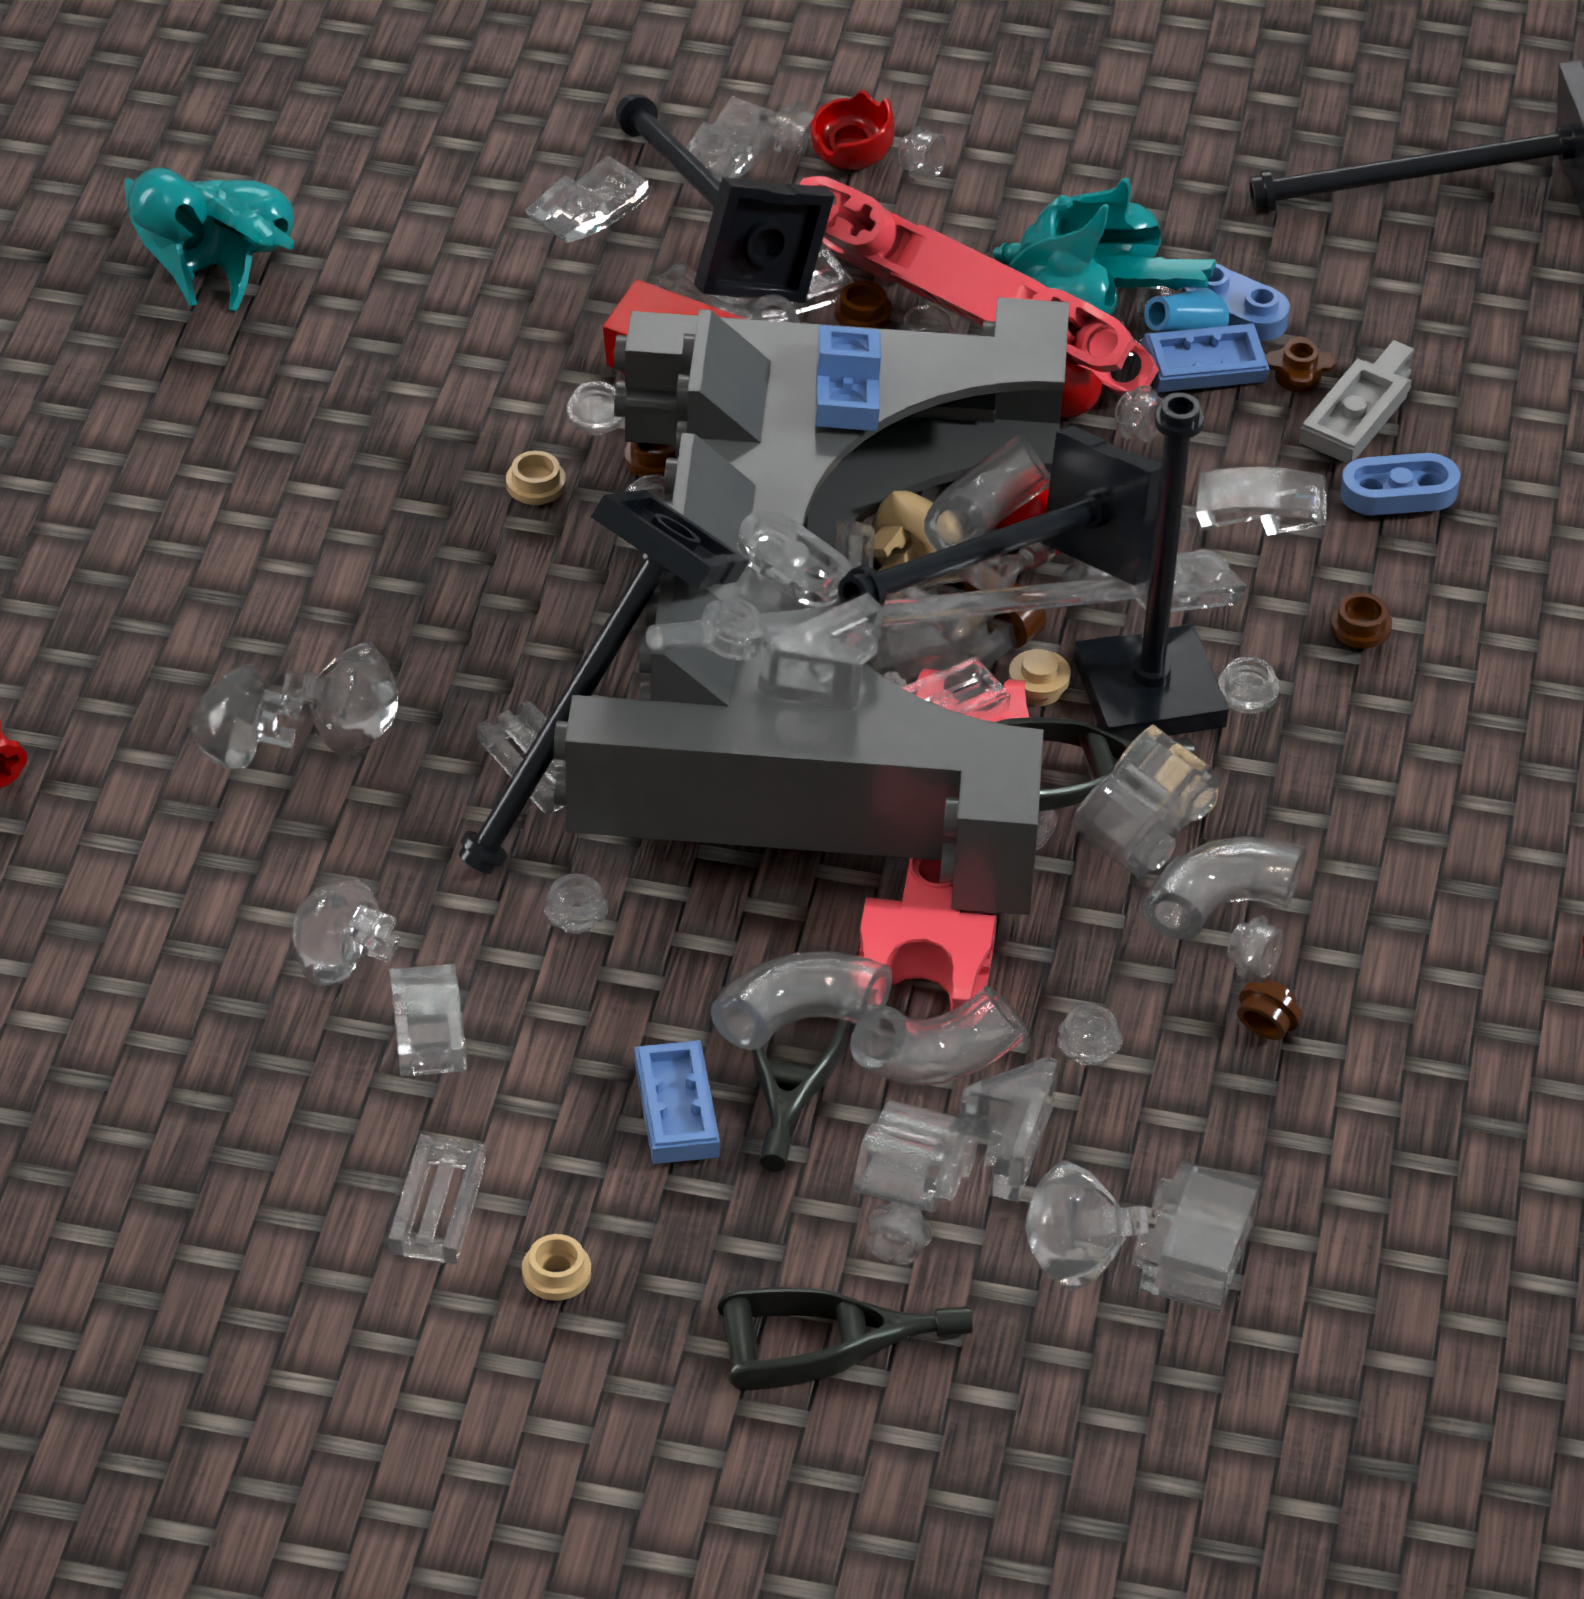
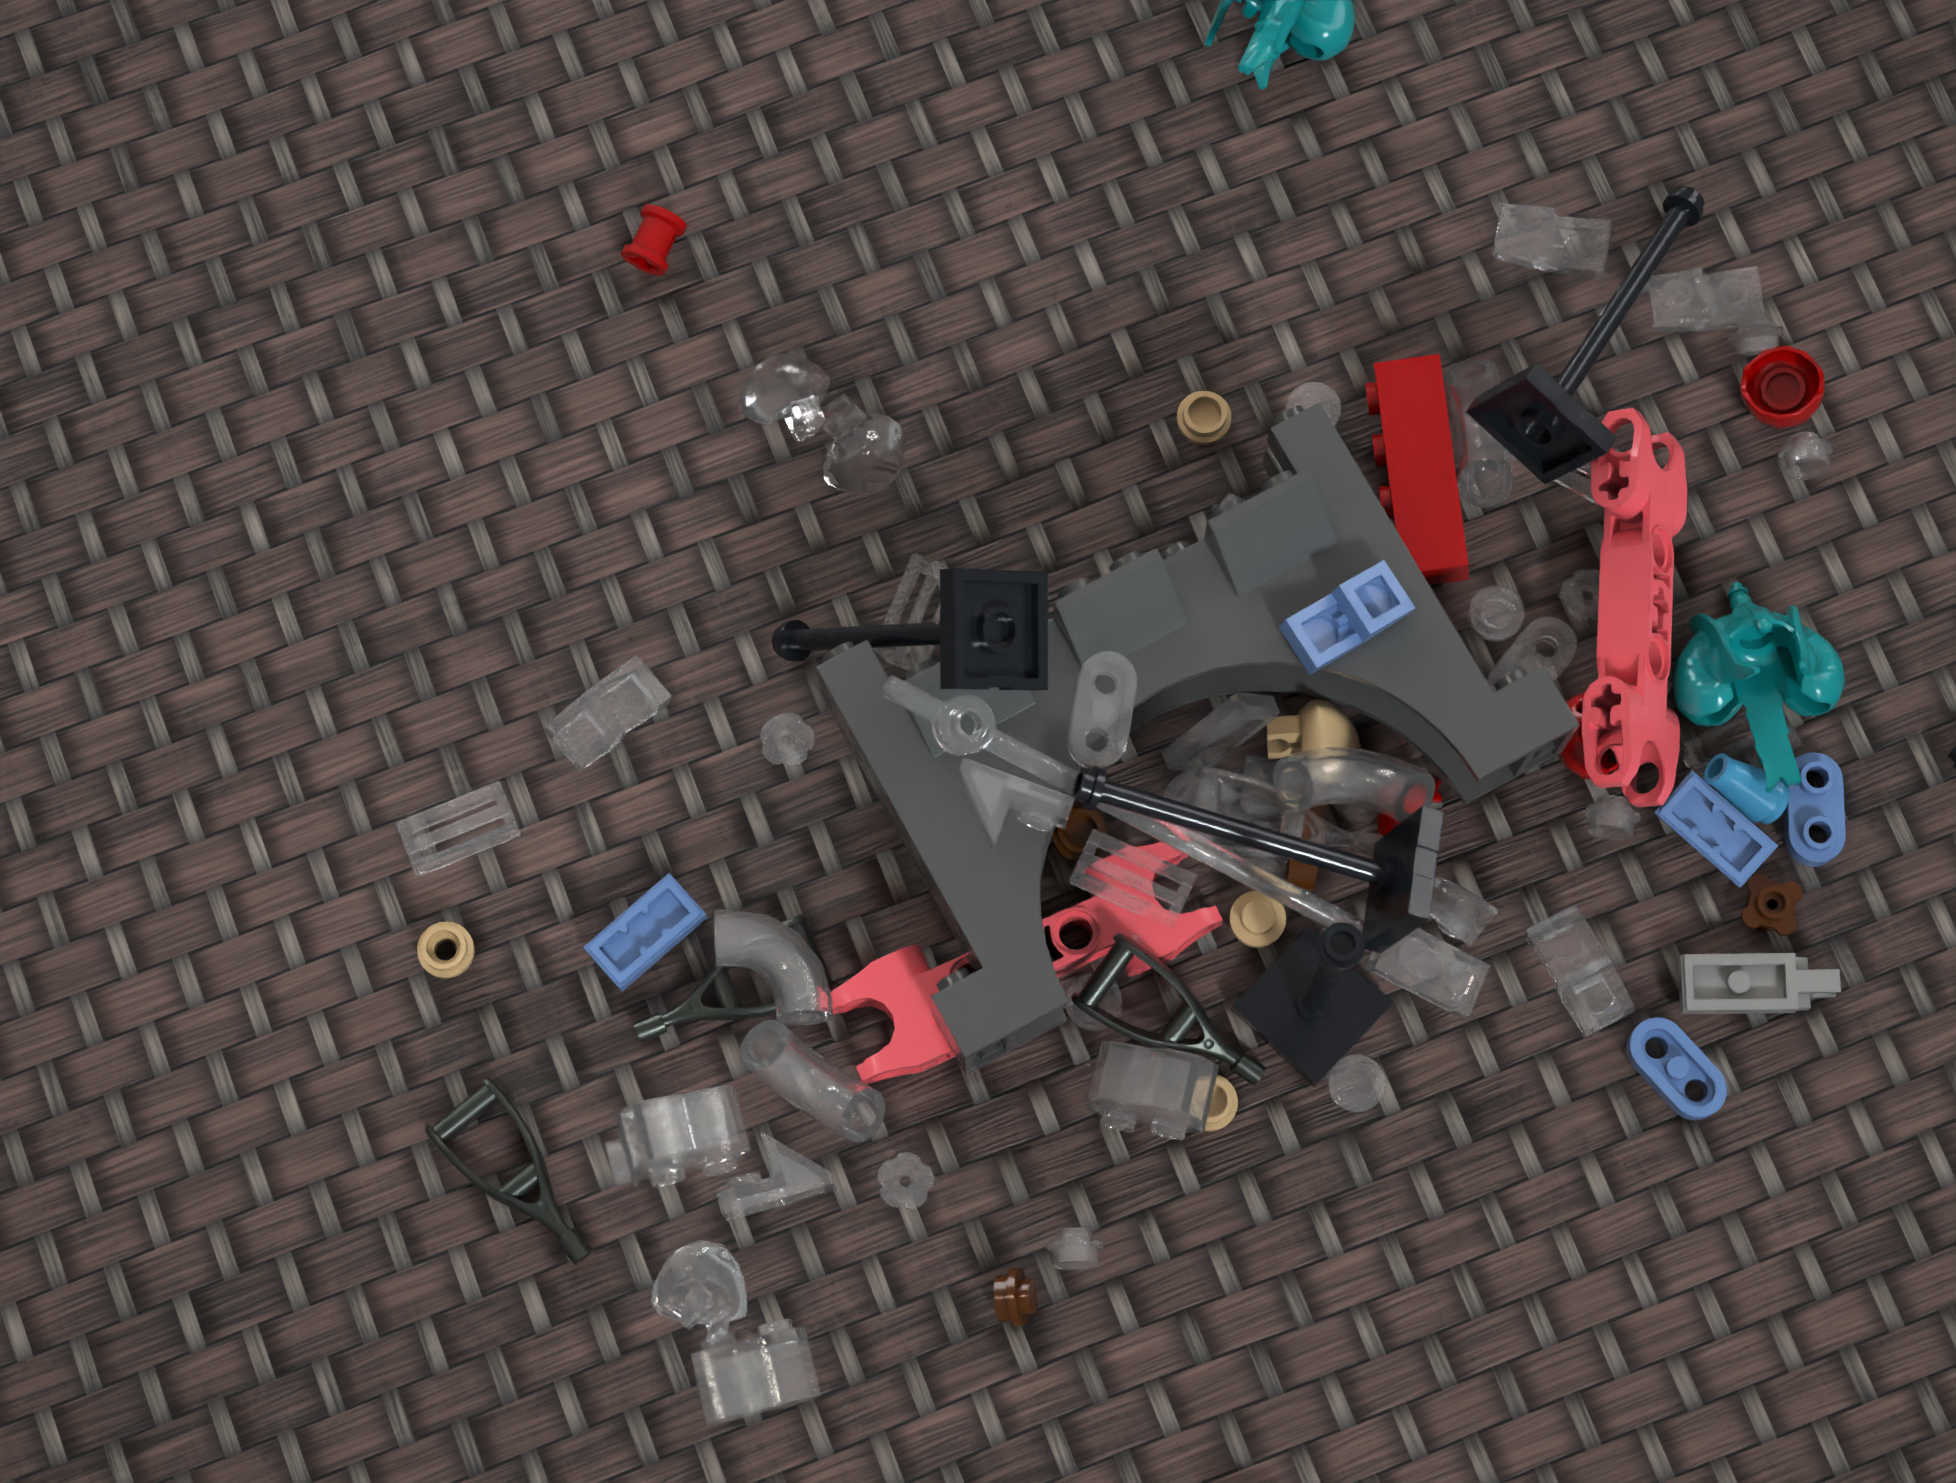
camera: 60 degrees right, 30 degrees up
(337, 928) = (635, 599): clear piece -> none
(863, 305) = (1579, 529): reddish brown plate -> none
(1222, 874) = (1129, 1182): clear cylinder -> none
(1361, 621) = (1492, 1128): reddish brown plate -> none

